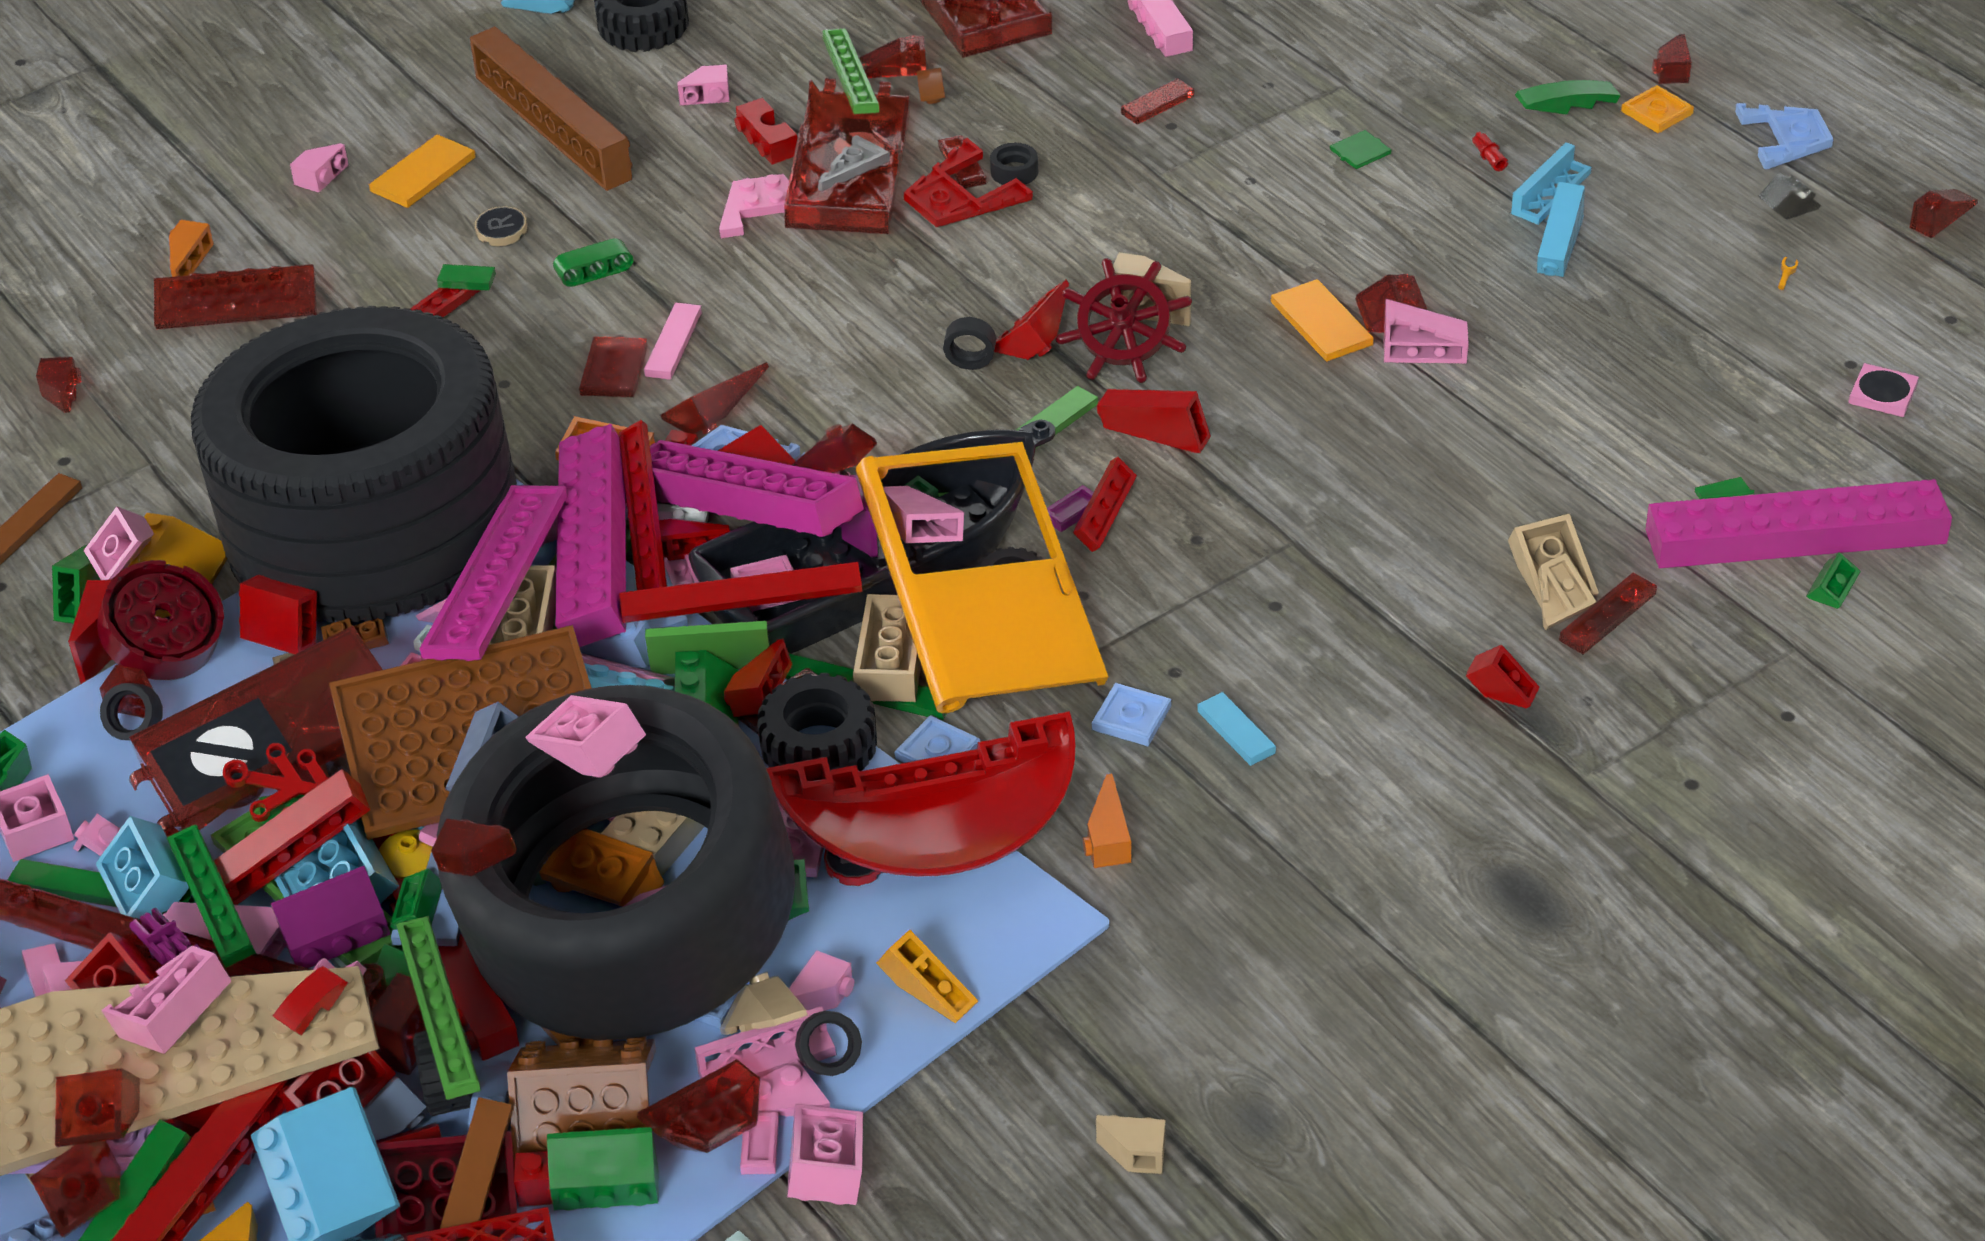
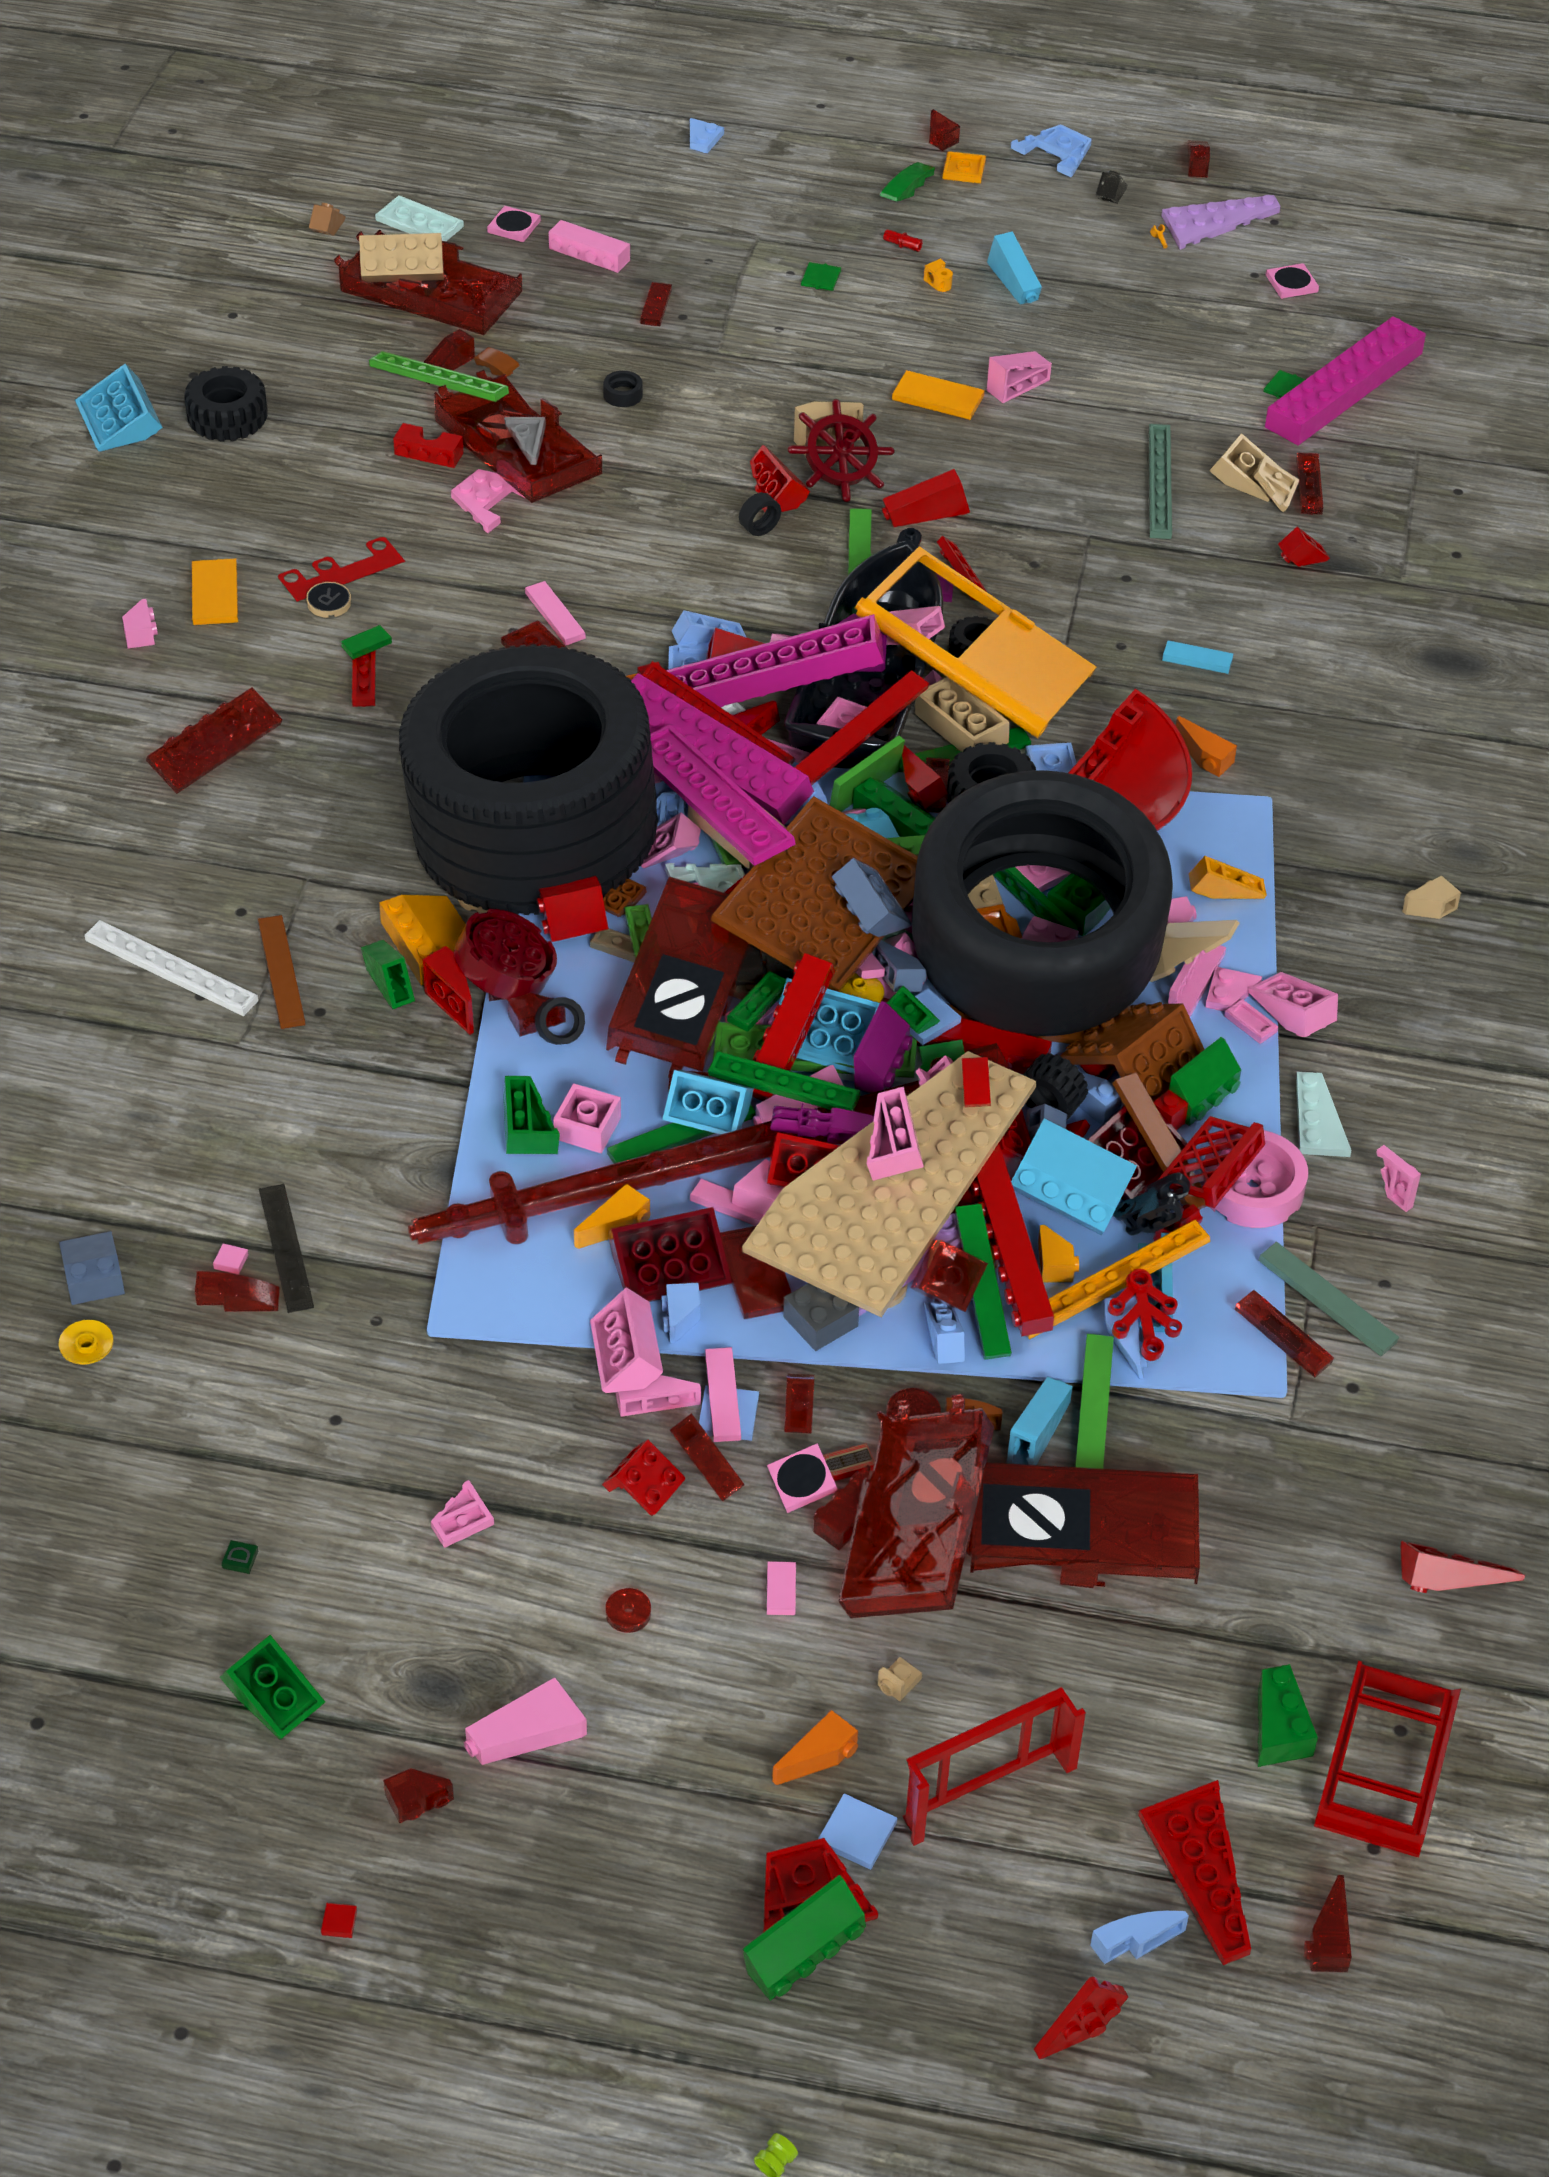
camera: 45 degrees left, 5 degrees up
(58, 381) = (167, 863): clear red slope -> none
(95, 1106) = (933, 1217): clear red slope -> none
(96, 834) = (639, 1103): bright pink bracket -> none
(118, 542) = (412, 928): bright pink slope -> none
(188, 246) = (124, 729): orange slope -> none
(288, 786) = (747, 992): red plant -> none
(438, 1008) = (1027, 1048): bright green tile -> none
(471, 847) = (1006, 927): clear red slope -> none
(549, 211) = (379, 561): none -> red piece
(552, 108) = (260, 500): dark orange brick -> none
(588, 734) = (999, 822): bright pink slope -> none
(593, 262) = (432, 590): green beam -> none
(705, 86) = (344, 434): bright pink slope -> none
(707, 1109) = (1220, 1015): clear red wedge -> none
(713, 404) = (644, 637): clear red wedge -> none
(776, 422) = (700, 627): none -> light blue slope
(837, 449) = (808, 615): clear red wedge -> none
(850, 1056) = (1243, 946): black tyre -> none
(946, 201) = (610, 433): red wing -> none
(969, 176) = (582, 404): clear red tile -> none
(1131, 714) = (1127, 677): light blue tile -> none
(1397, 288) = (971, 362): clear red slope -> none
(1443, 525) = (1160, 481): none -> sand green tile
(1478, 202) = (940, 278): none -> light orange leg
(1542, 184) = (962, 249): medium azure fence -> none
(1834, 581) = (1394, 404): green slope -> none
(1881, 283) = (1215, 218): none -> lavender wing

